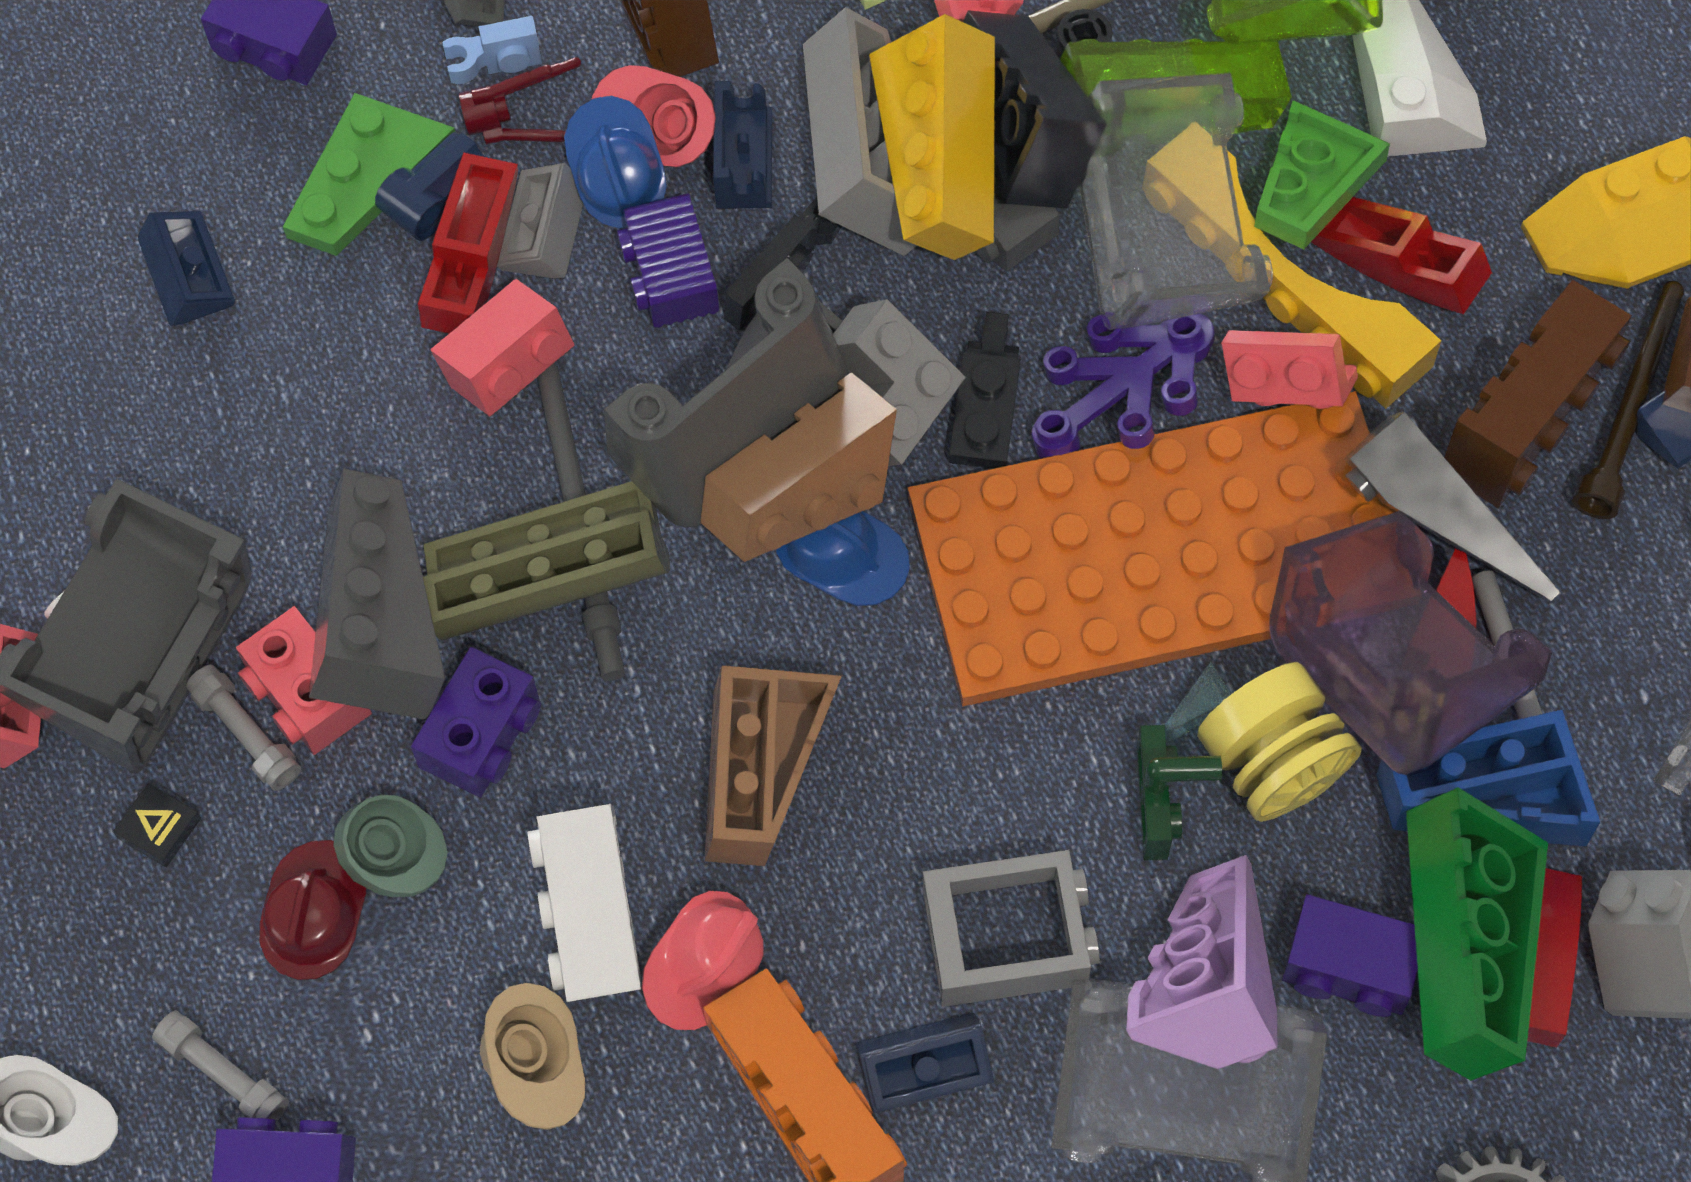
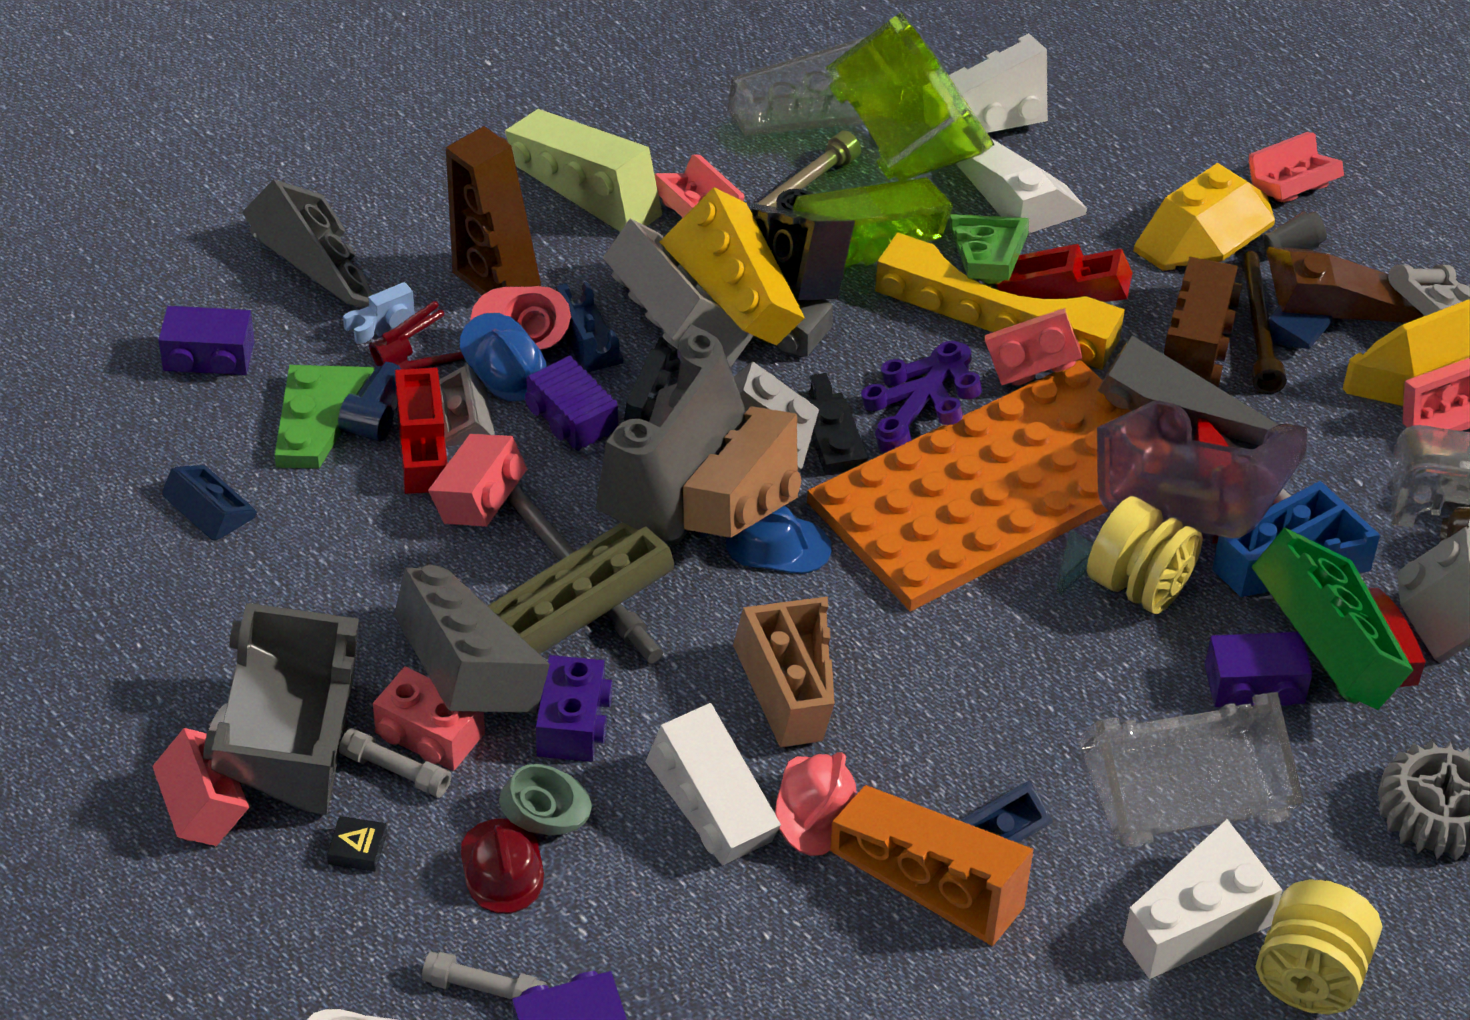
camera: 25 degrees left, 20 degrees down
(533, 1056) = (718, 893): tan piece -> none
(1015, 979) = (982, 747): light grey window -> none
(1156, 768) = (1066, 604): dark green plate -> none
(1166, 202) = (901, 277): clear windscreen -> none
(1212, 976) = (1181, 688): lavender wedge -> none

